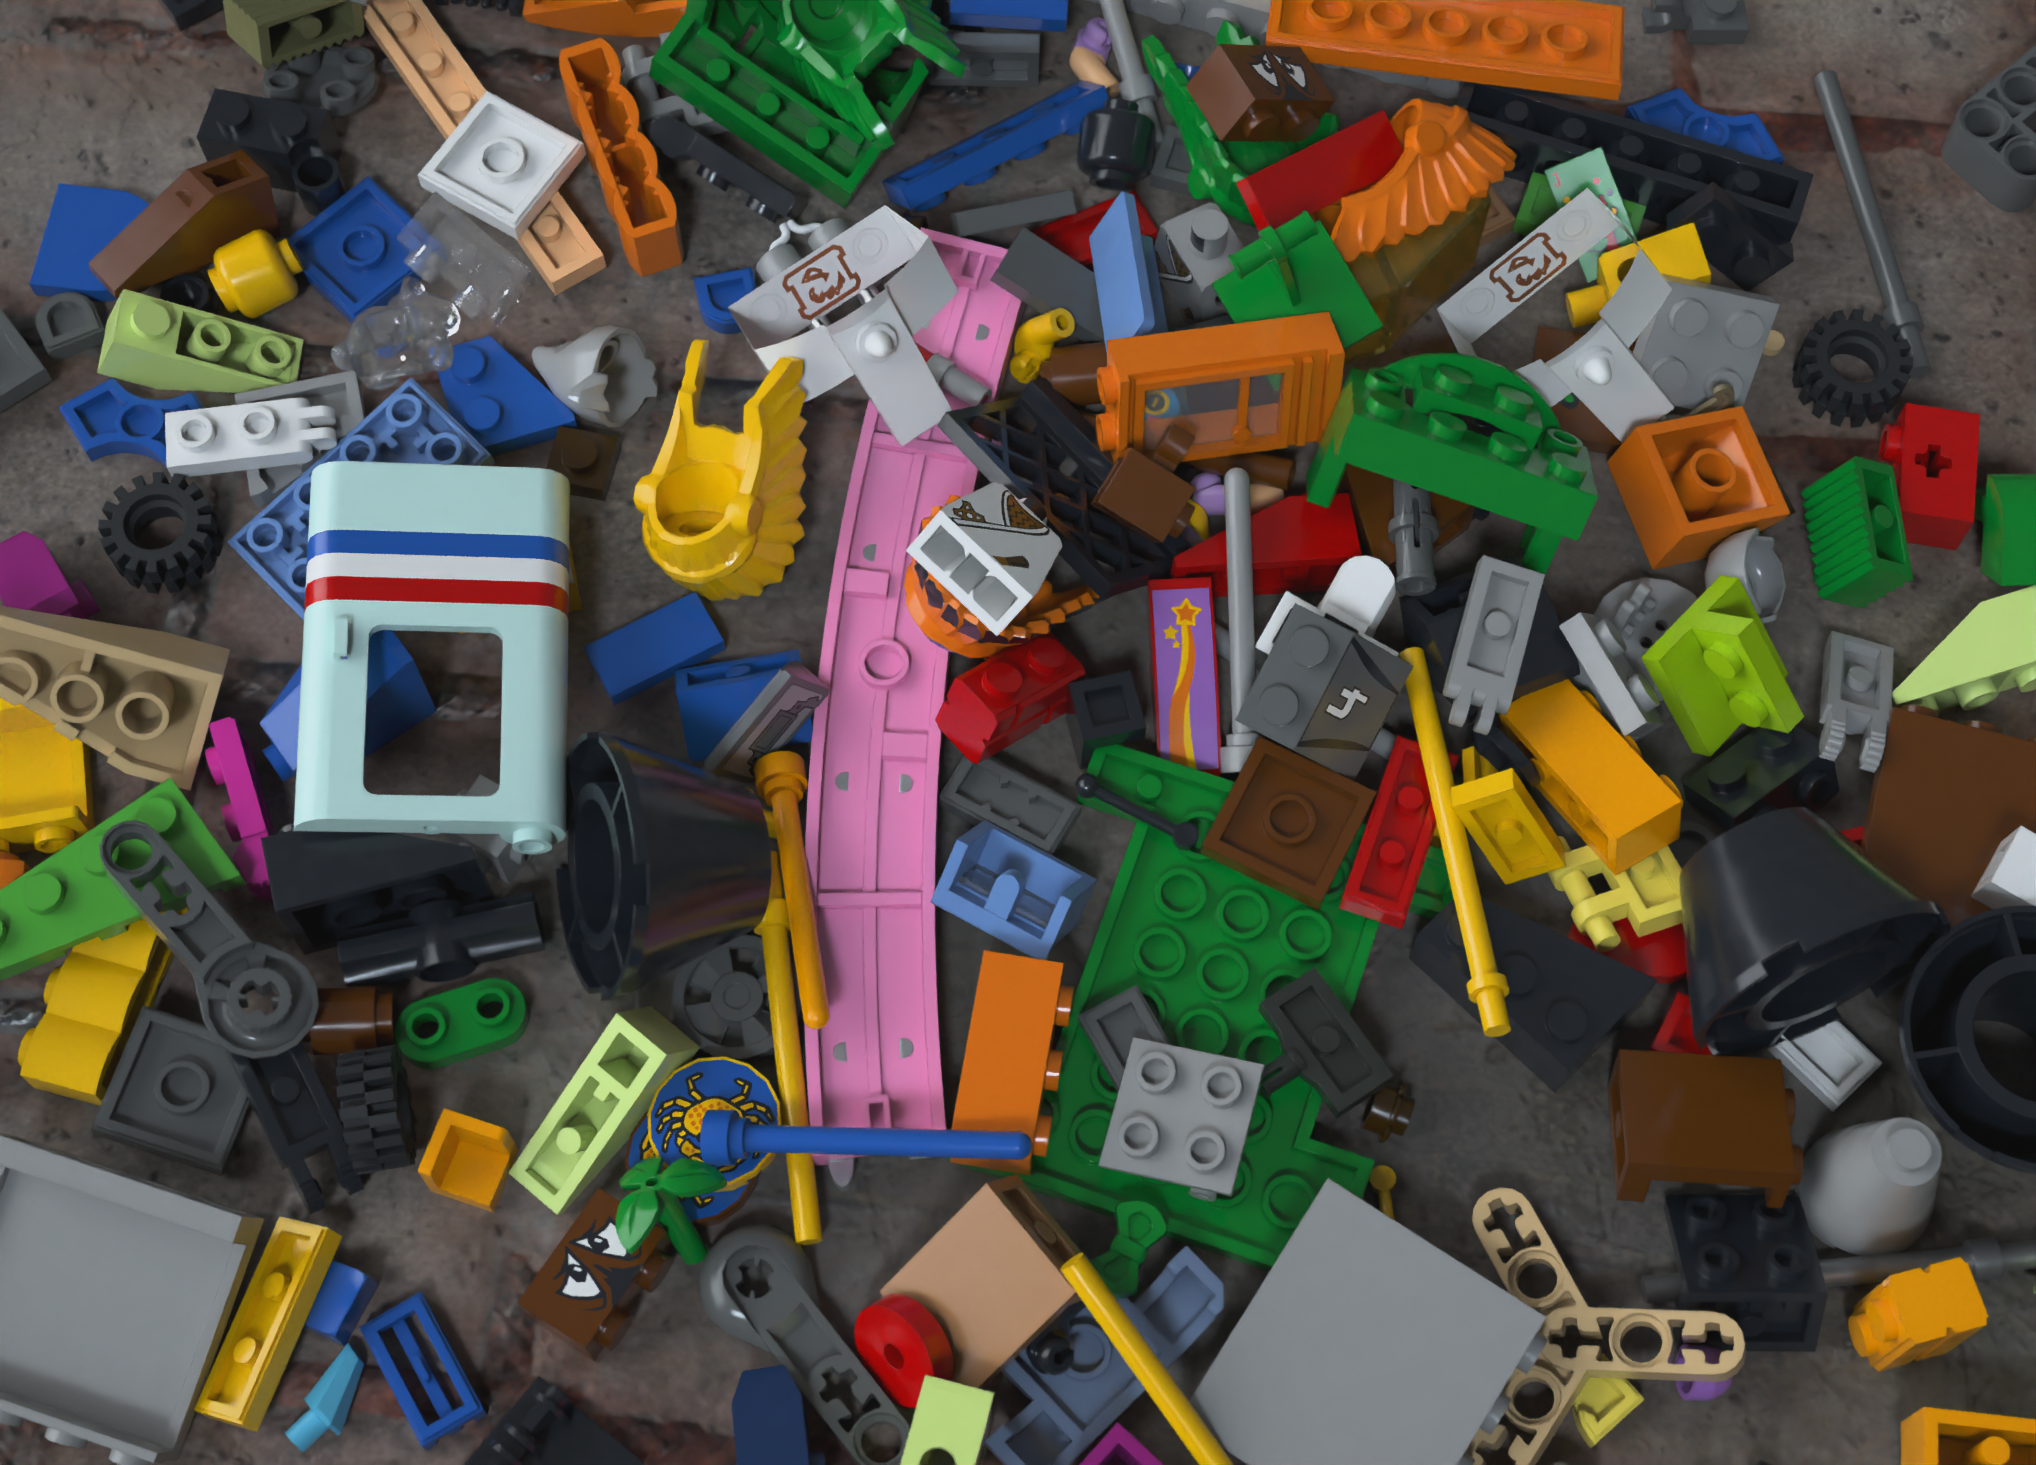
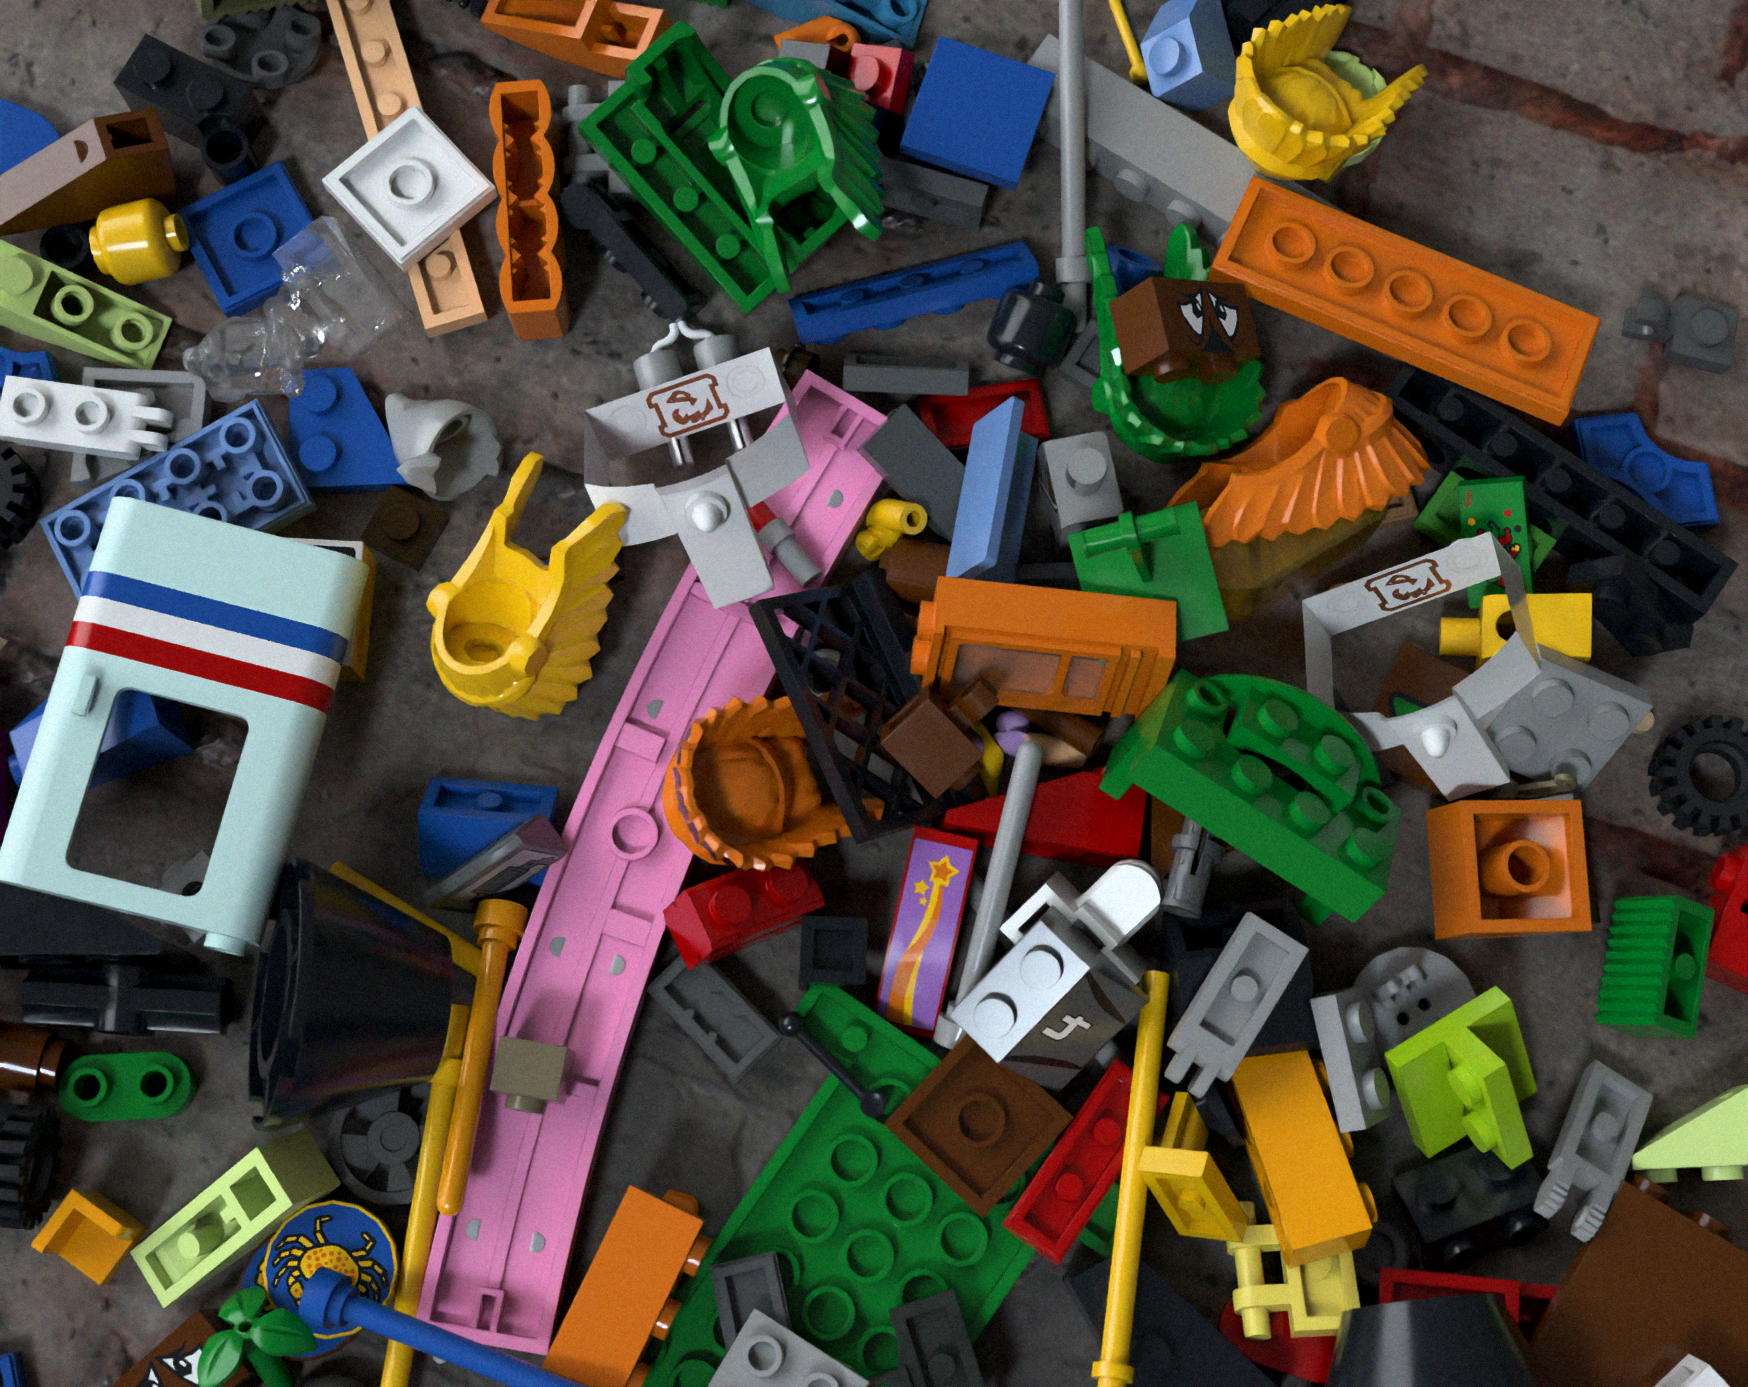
camera: 15 degrees right, 10 degrees up
(654, 647) = (419, 747): blue tile -> none
(720, 291) = (596, 383): blue tile -> none
(858, 884) = (531, 1074): none -> dark tan plate
(989, 552) = (751, 781): white torso -> none
(1012, 890) = (687, 1111): medium blue window -> none
(1091, 54) = (1038, 217): arm -> none
(1322, 172) = (1222, 435): red tile -> none
(1757, 567) = (1532, 975): light grey hair -> none

